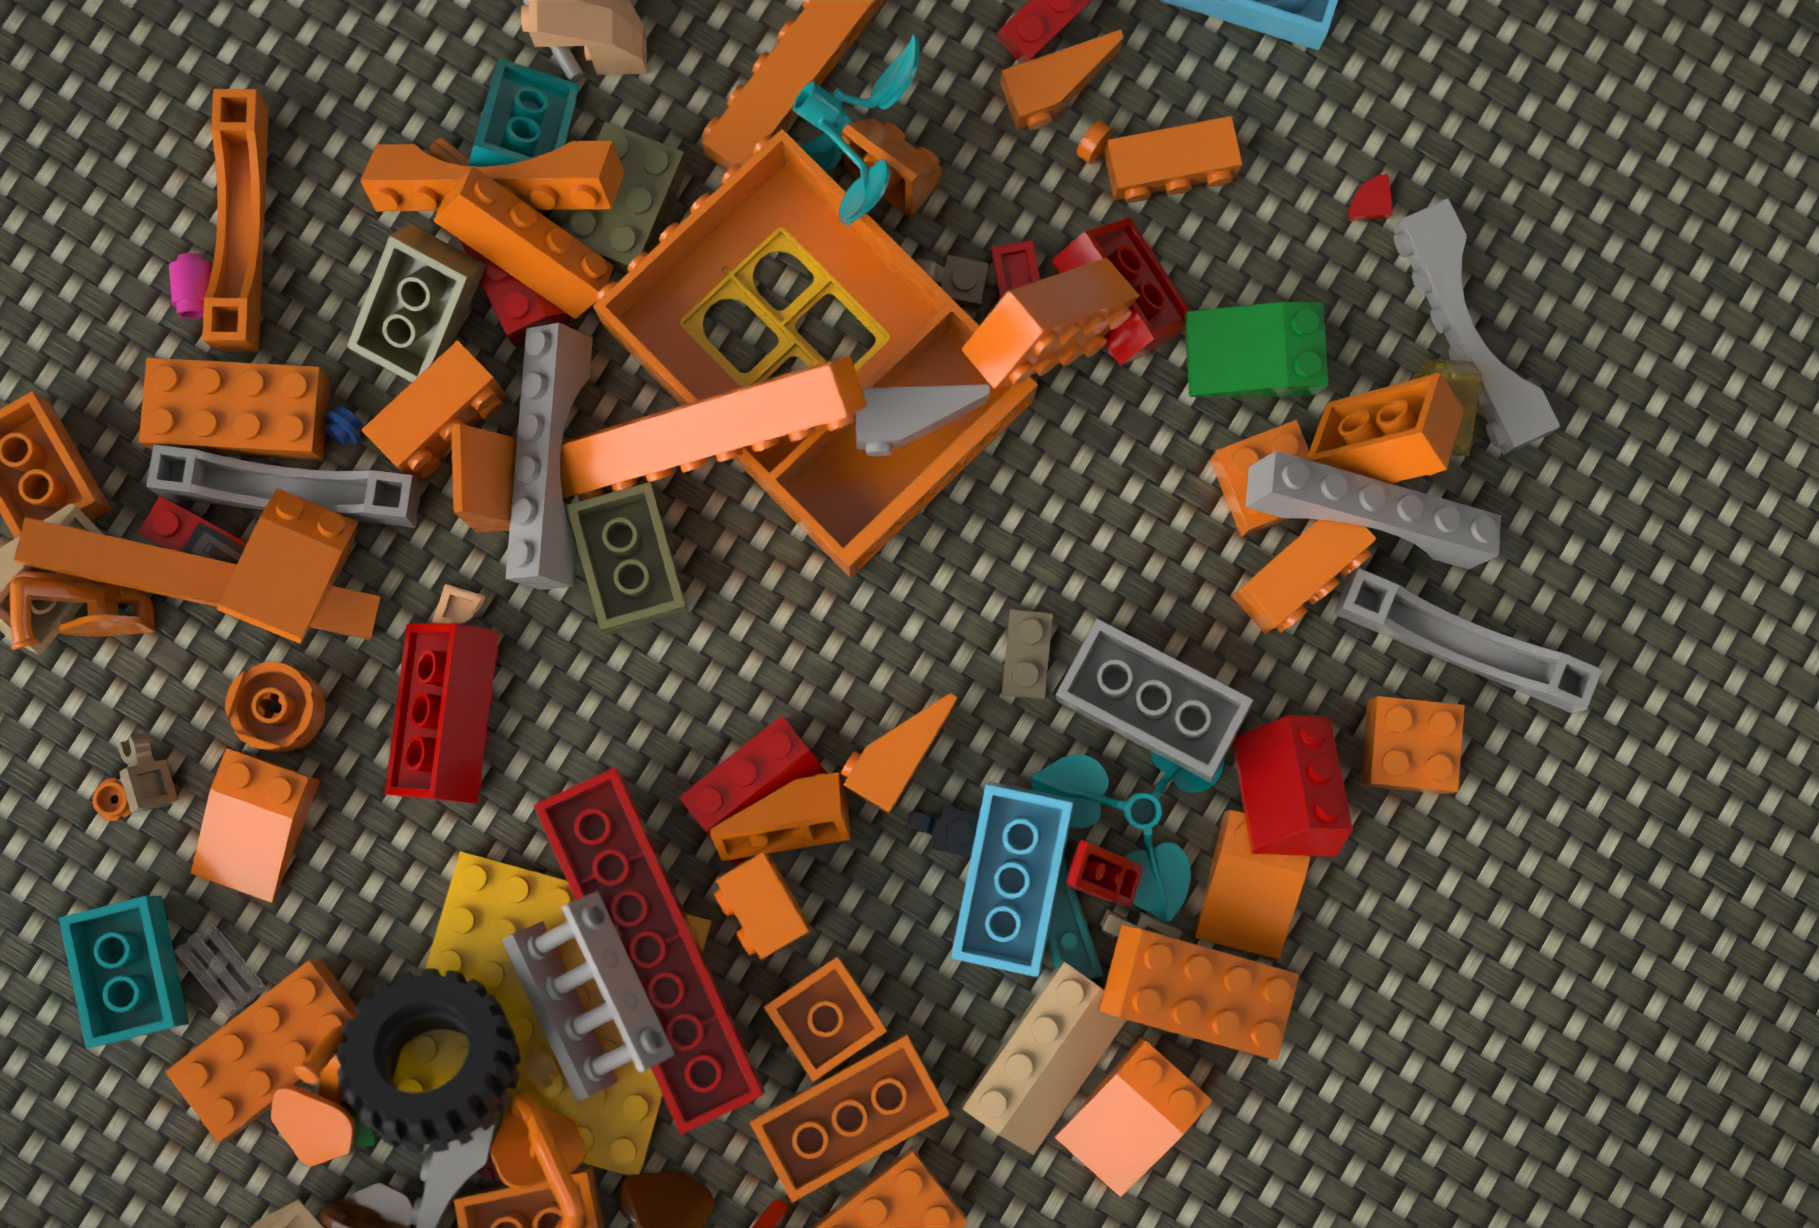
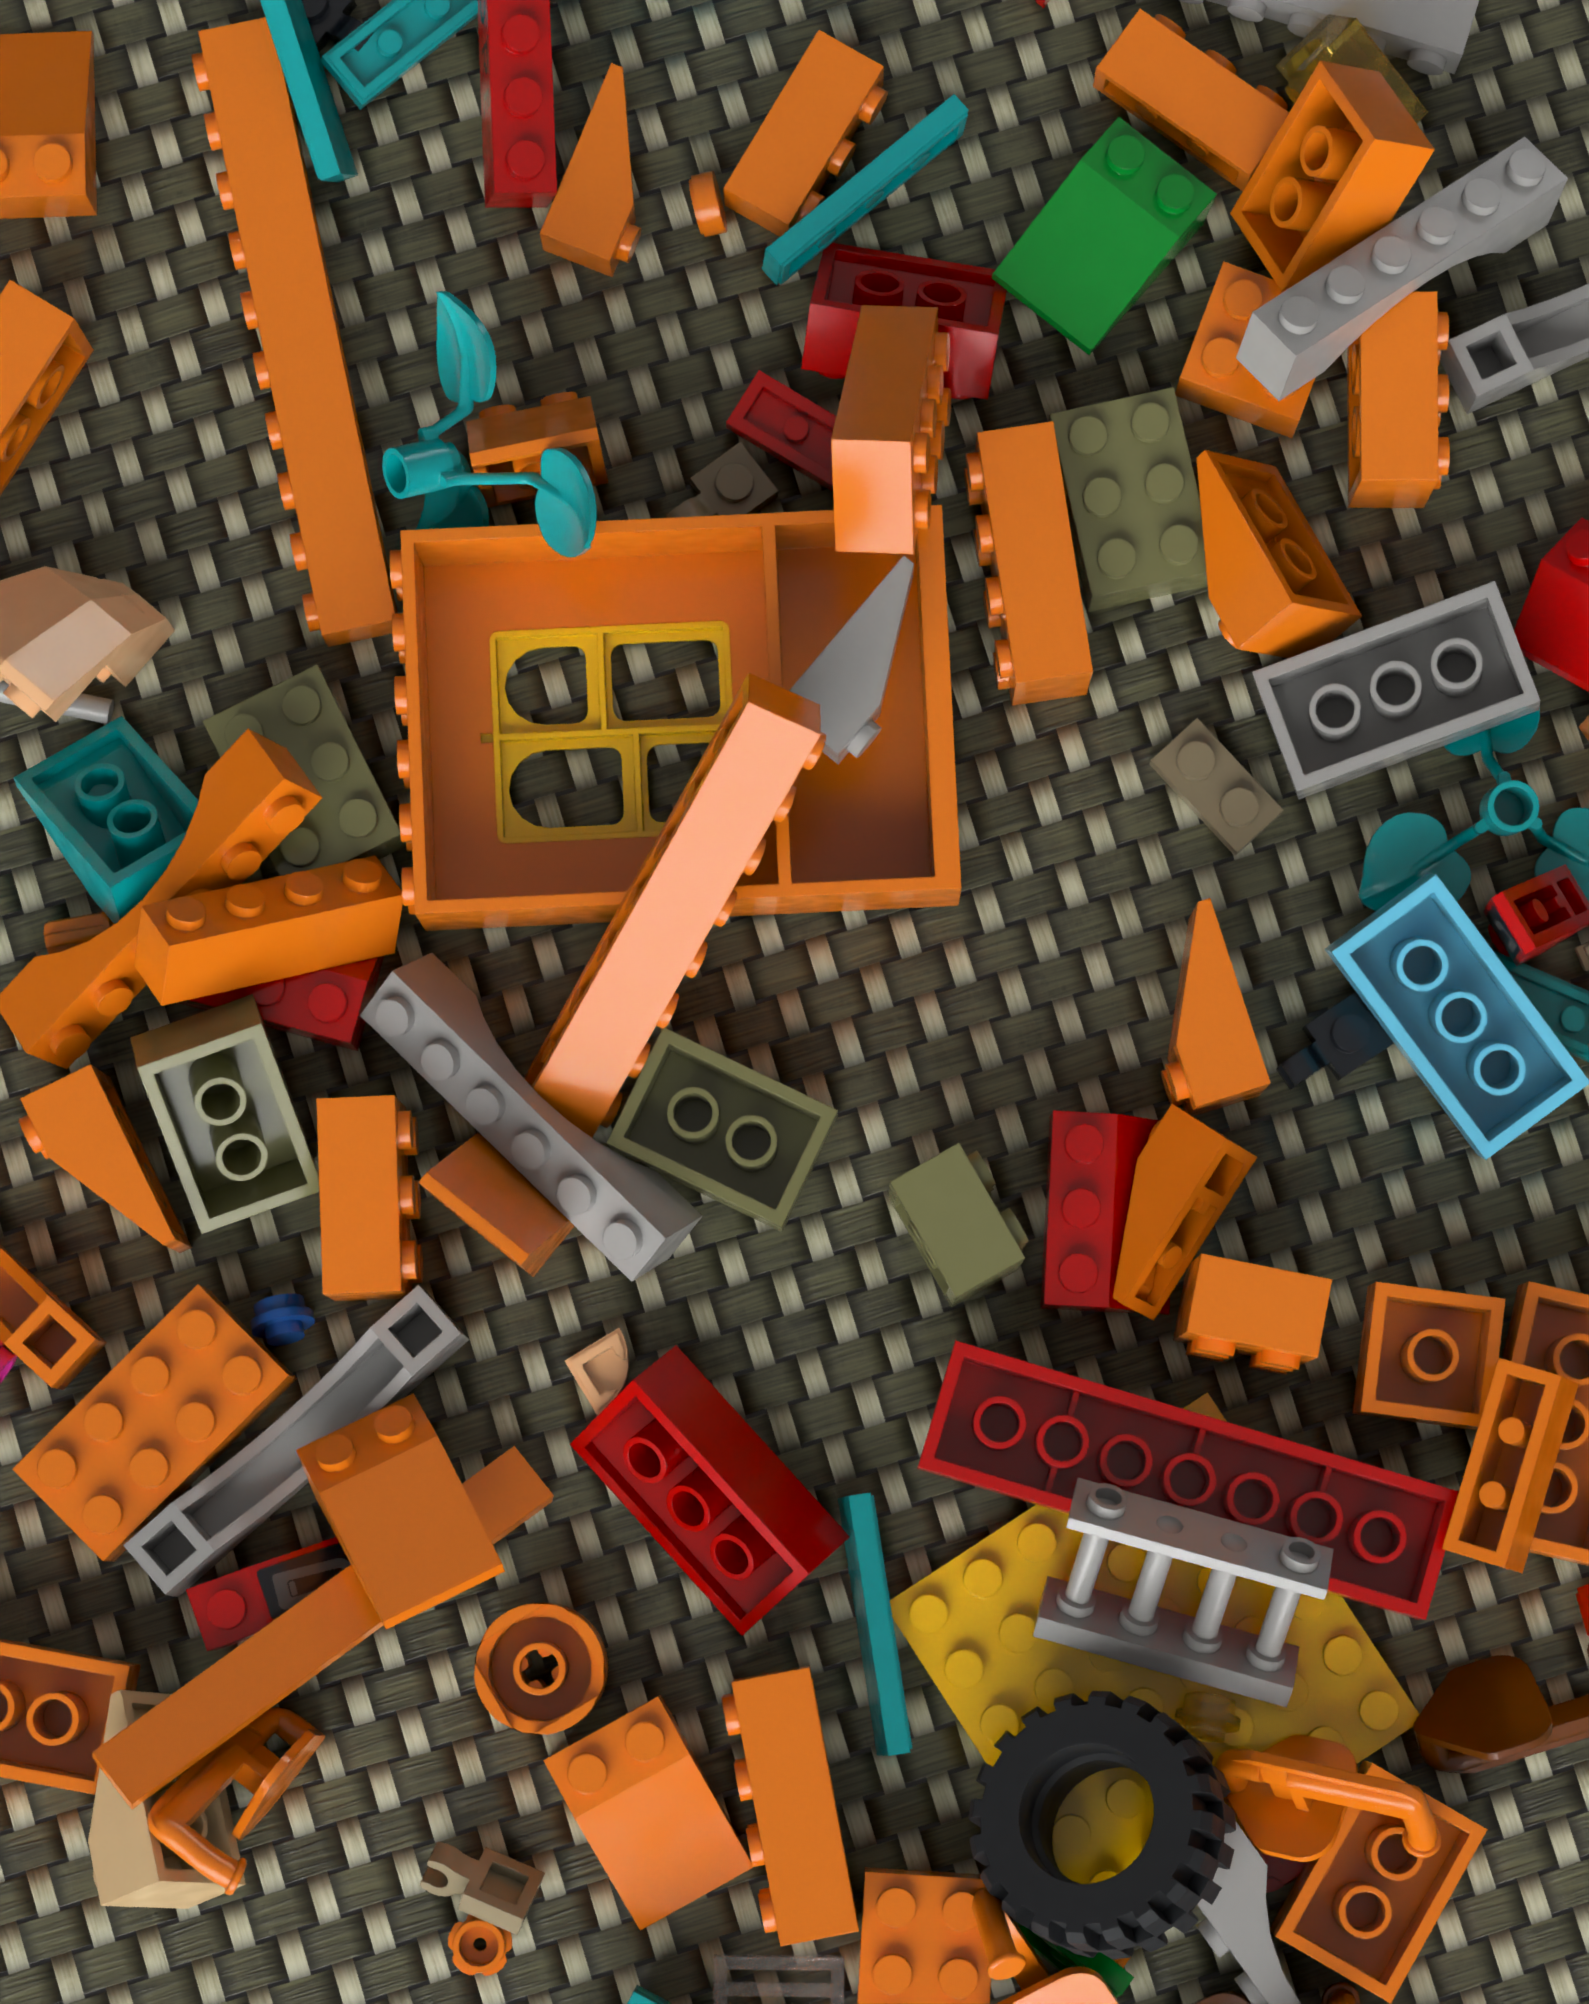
camera: 40 degrees left, 0 degrees up
(312, 894) = (793, 1804): none -> orange brick
(345, 259) = (91, 1137): none -> orange slope
(444, 856) = (875, 1625): none -> teal tile
(678, 716) = (957, 1223): none -> olive brick
(796, 1109) = (1510, 1465): none -> orange brick
(1054, 459) = (1031, 563): none -> orange brick
(1133, 481) = (1131, 499): none -> olive brick
(1161, 576) = (1265, 562): none -> orange slope
(1171, 212) = (865, 190): none -> teal tile
(1368, 329) = (1191, 97): none -> orange brick

